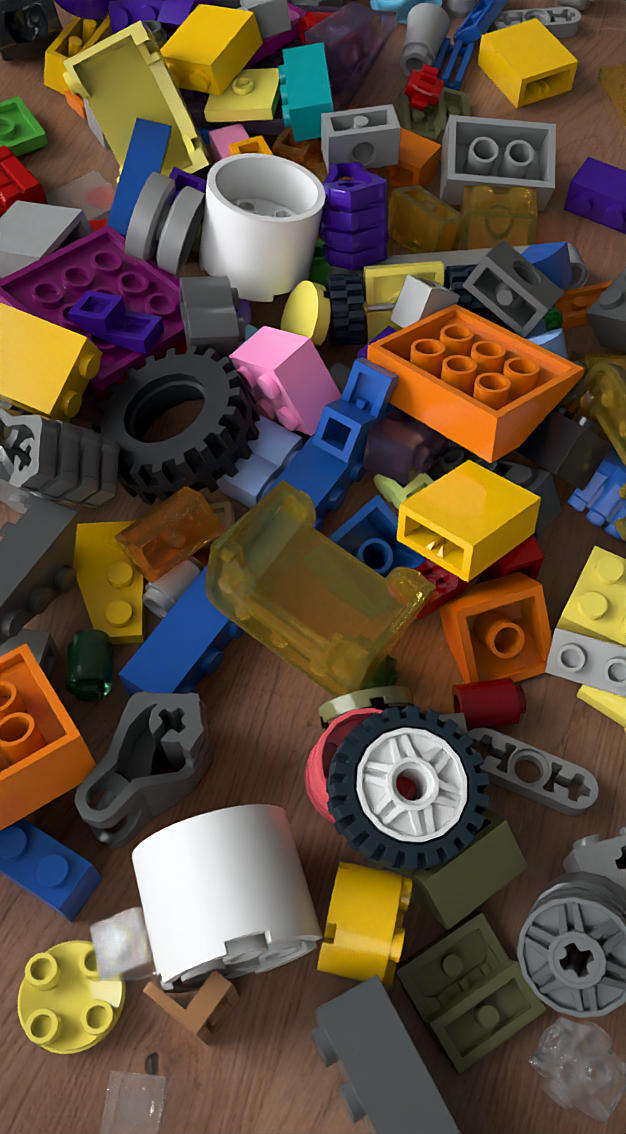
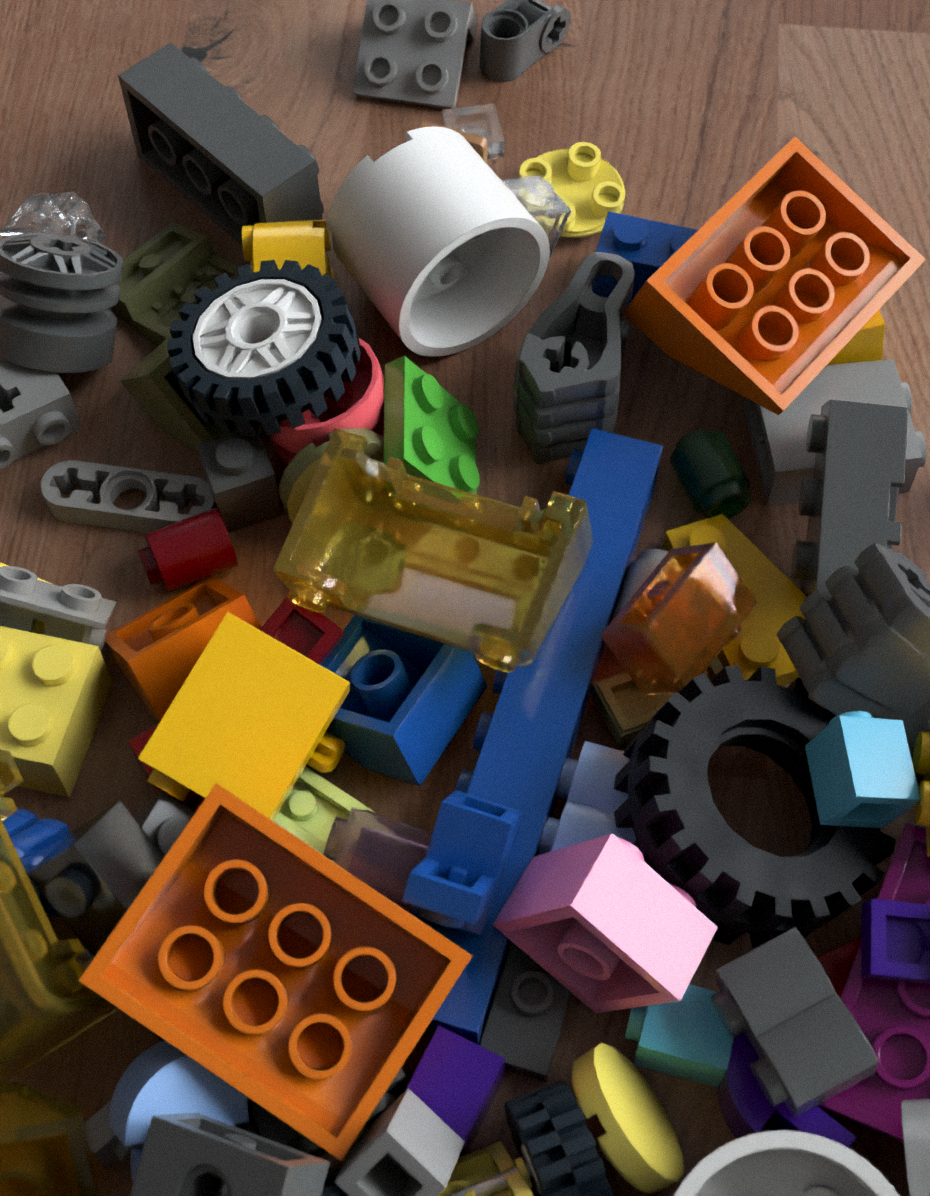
camera: 165 degrees right, 0 degrees up
(113, 398) = (861, 771): none -> medium azure brick
(288, 728) = (428, 428): none -> bright green plate

